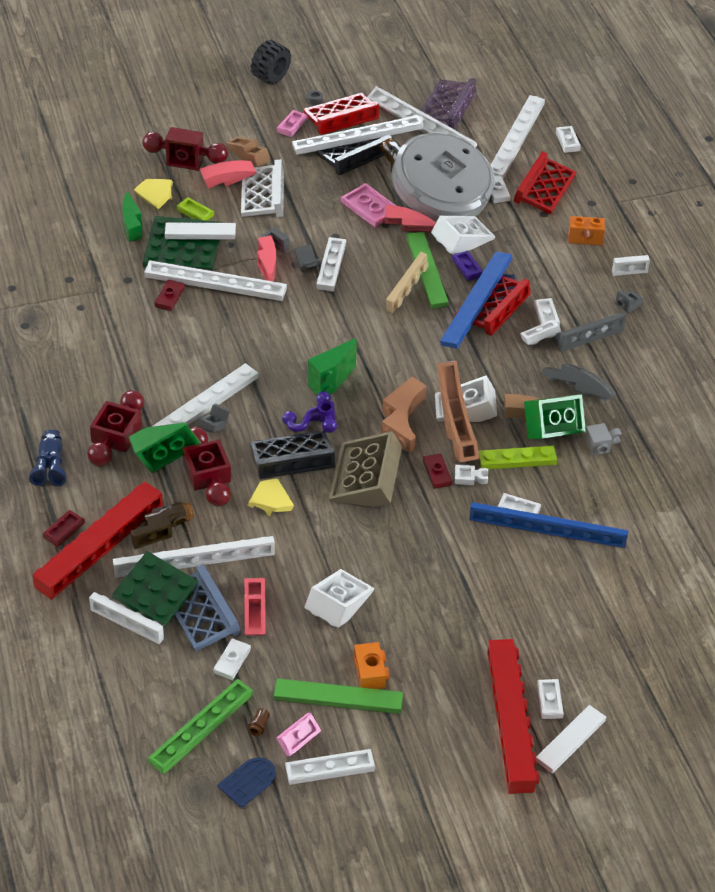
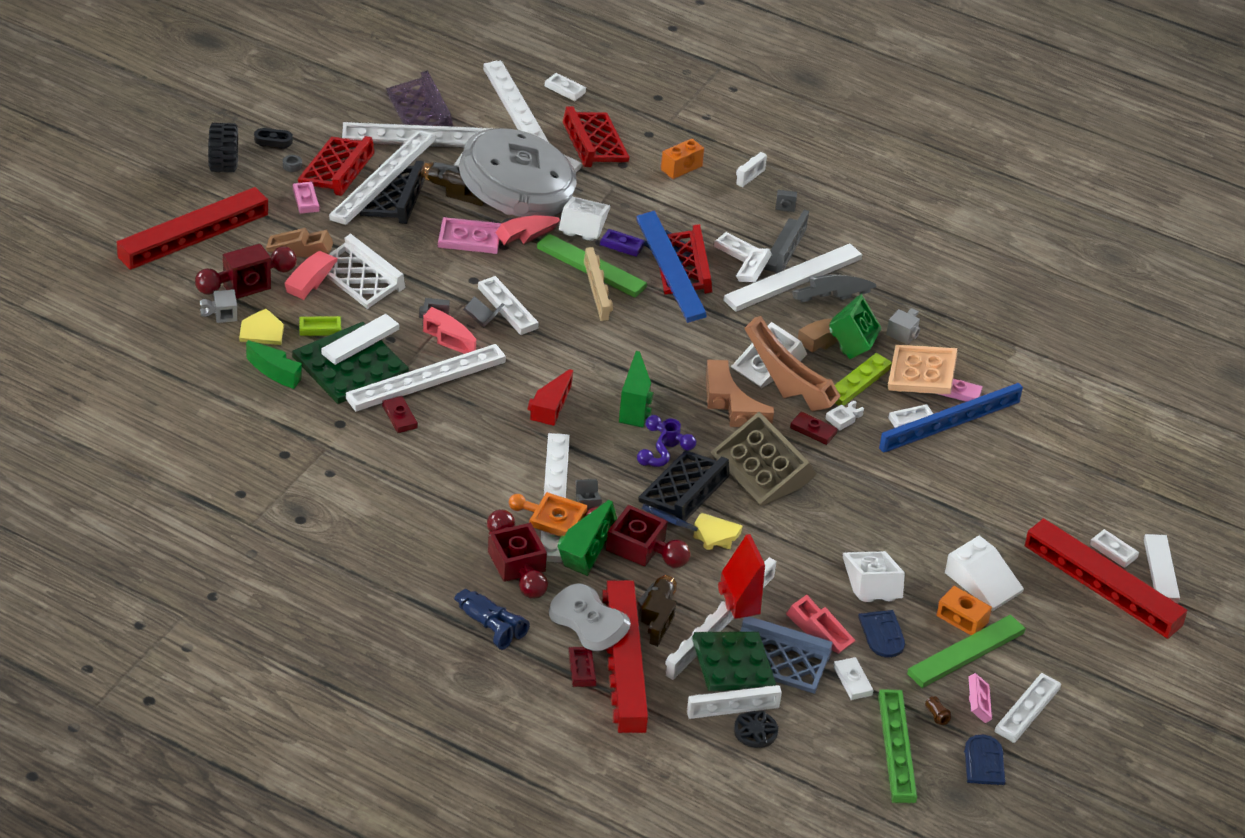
camera: 45 degrees left, 5 degrees down
(104, 497) = (583, 612): none -> light grey plate
(121, 647) = (756, 729): none -> black wheel
(147, 165) = (223, 306): none -> light grey brick
(175, 409) = (548, 508): none -> orange plate
(195, 105) = (192, 228): none -> red brick
(214, 539) = (743, 580): none -> red slope
(244, 466) = (668, 517): none -> dark blue window
(278, 341) = (550, 399): none -> red slope
(297, 643) = (883, 633): none -> dark blue window
(321, 74) = (273, 138): none -> black plate
(421, 650) = (983, 573): none -> white slope
(557, 357) = (792, 277): none -> white tile
(571, 477) = (922, 369): none -> light nougat plate
(585, 509) = (964, 391): none -> bright pink plate

